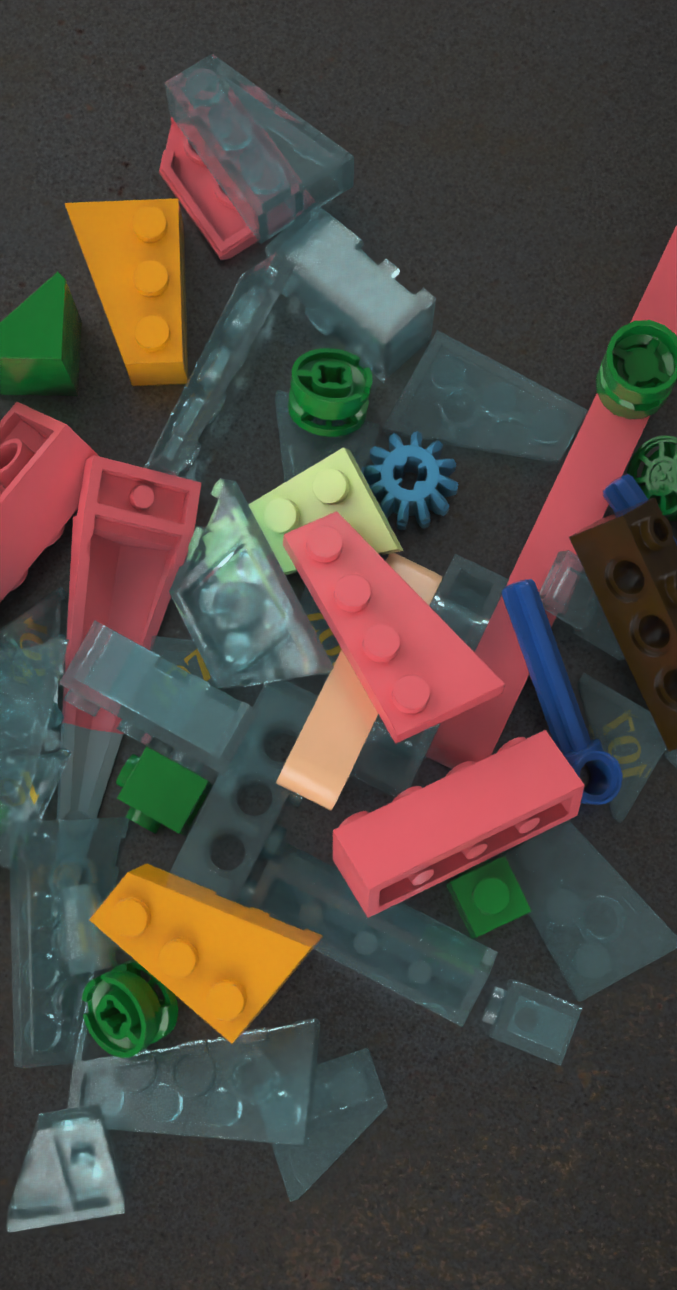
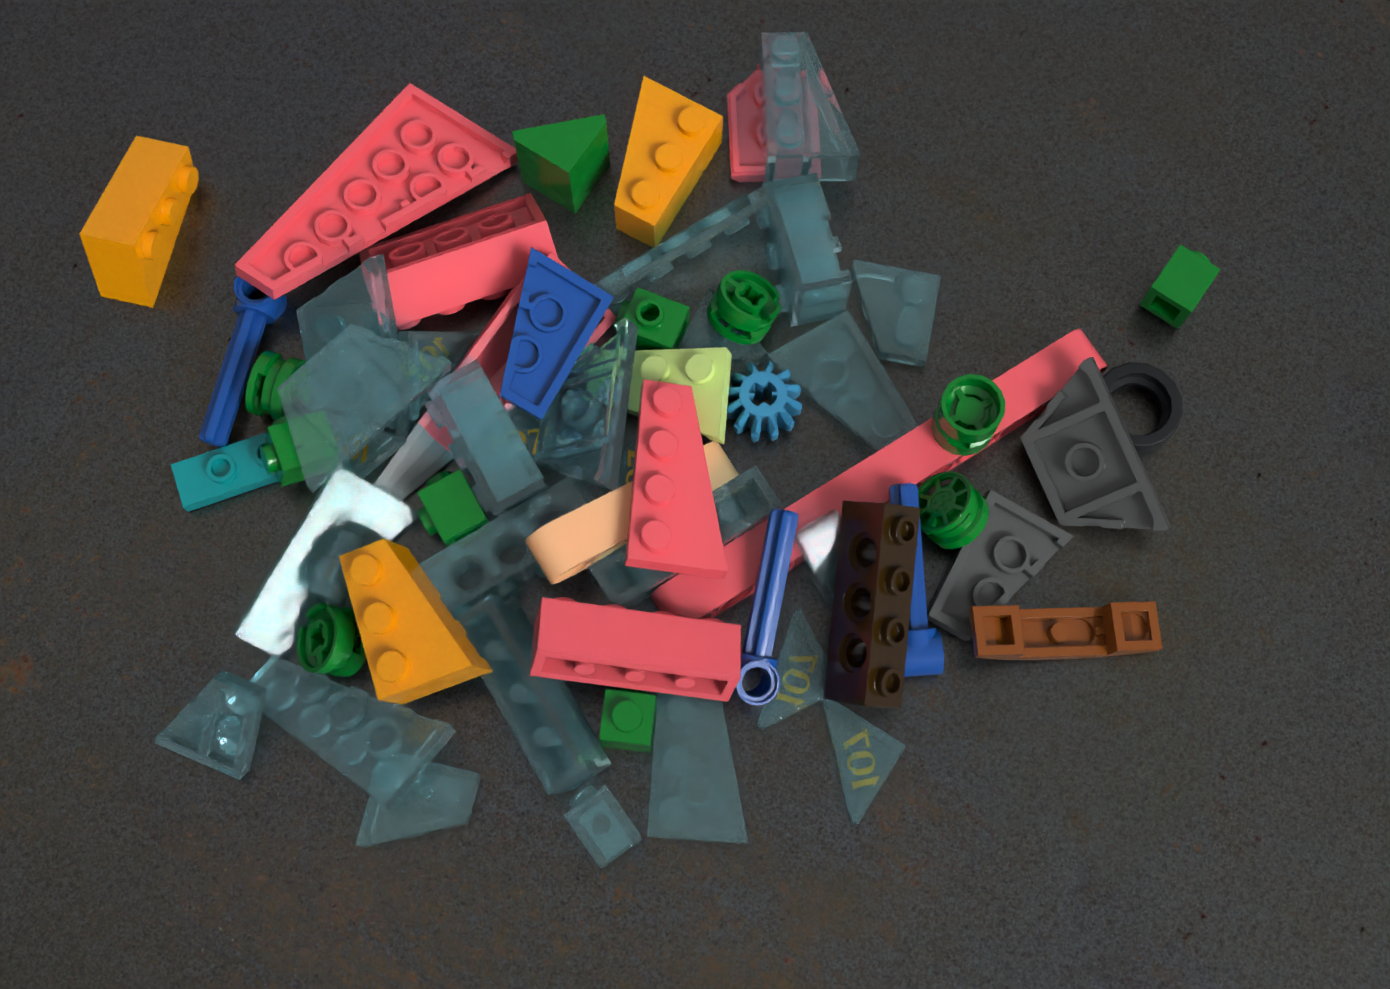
camera: 30 degrees right, 5 degrees down
(148, 543) = (549, 332): none -> blue wing
(245, 457) = (658, 320): none -> green brick
(485, 298) = (899, 309): none -> clear light blue wing

